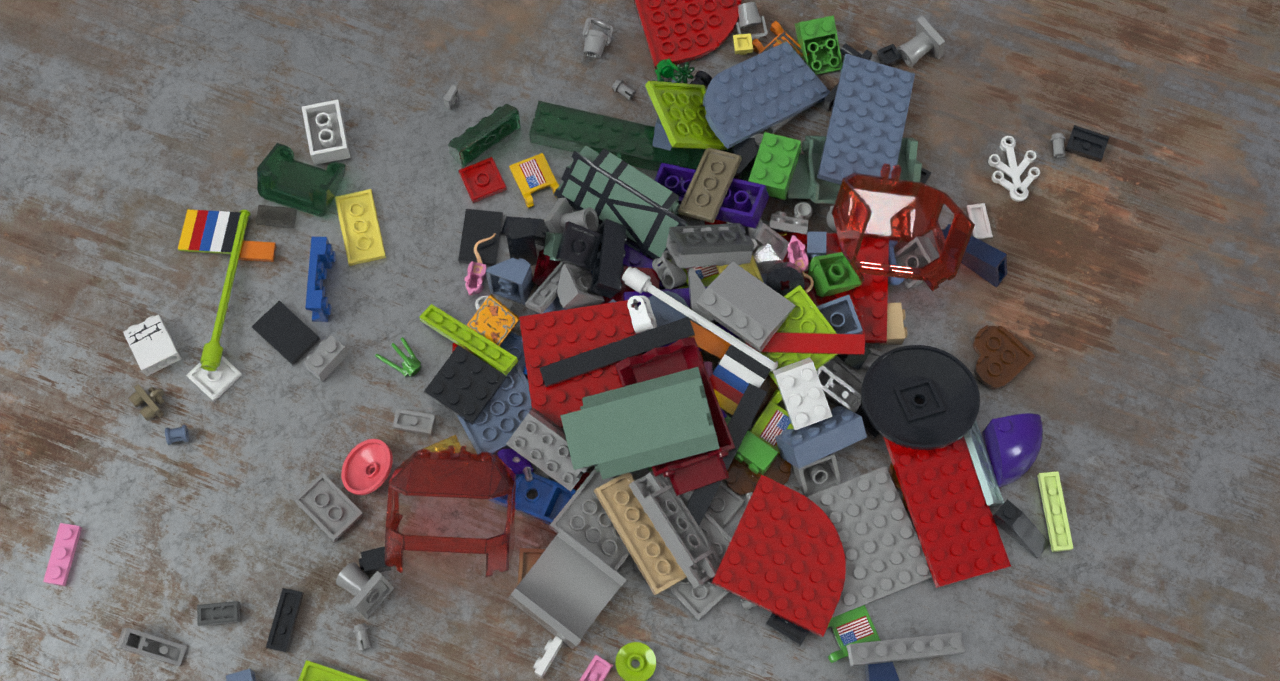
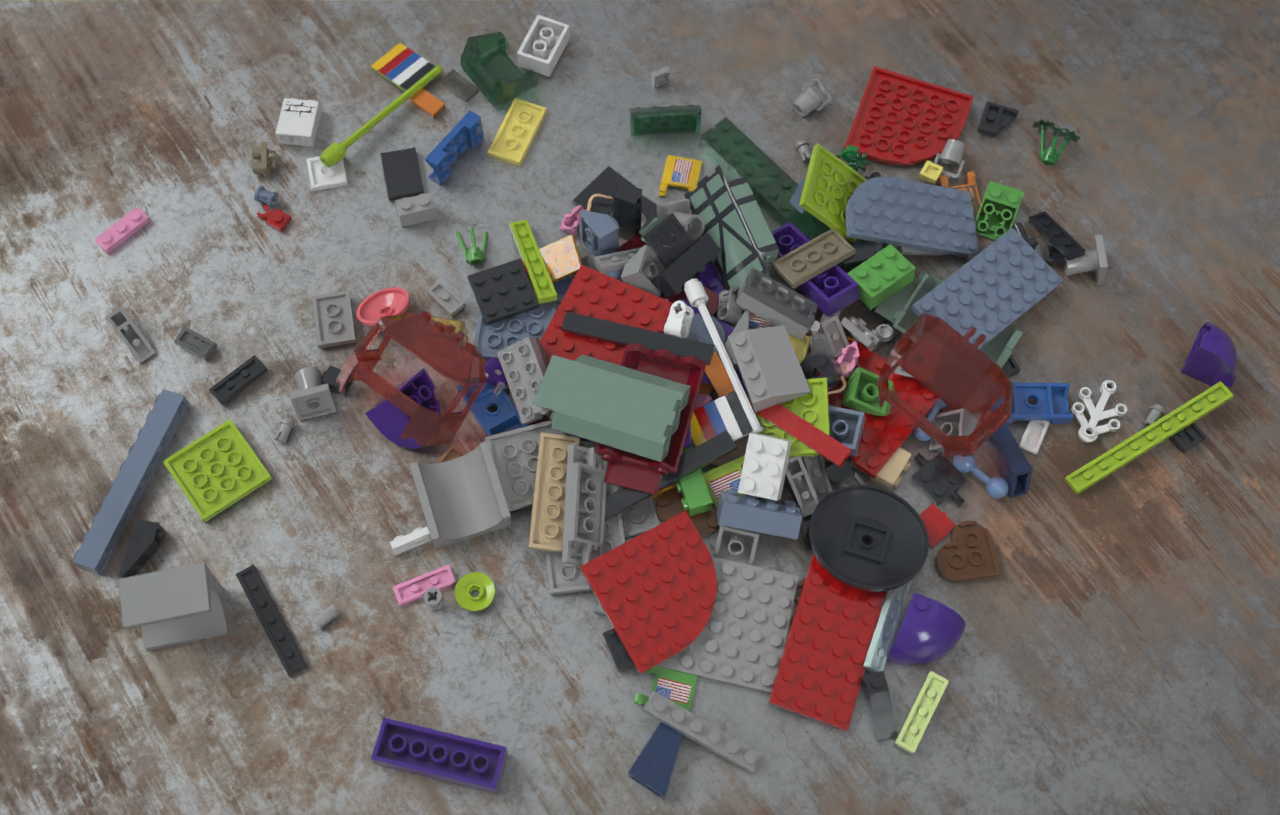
camera: 35 degrees right, 5 degrees down
(201, 450) = (277, 219): none -> red plate
(457, 521) = (392, 420): none -> dark purple brick
(482, 180) = (638, 153): red tile -> none
(816, 244) = (871, 360): sand blue brick -> none
(882, 37) = (1057, 236): none -> black tile
(933, 308) = (939, 479): none -> black plate
(957, 346) = (936, 524): none -> red piece
(976, 188) = (1050, 398): none -> blue piece
(982, 285) = (995, 487): none -> medium blue piece
(1068, 167) = (1148, 438): none -> lime plate
(1069, 66) = (1212, 357): none -> dark purple brick

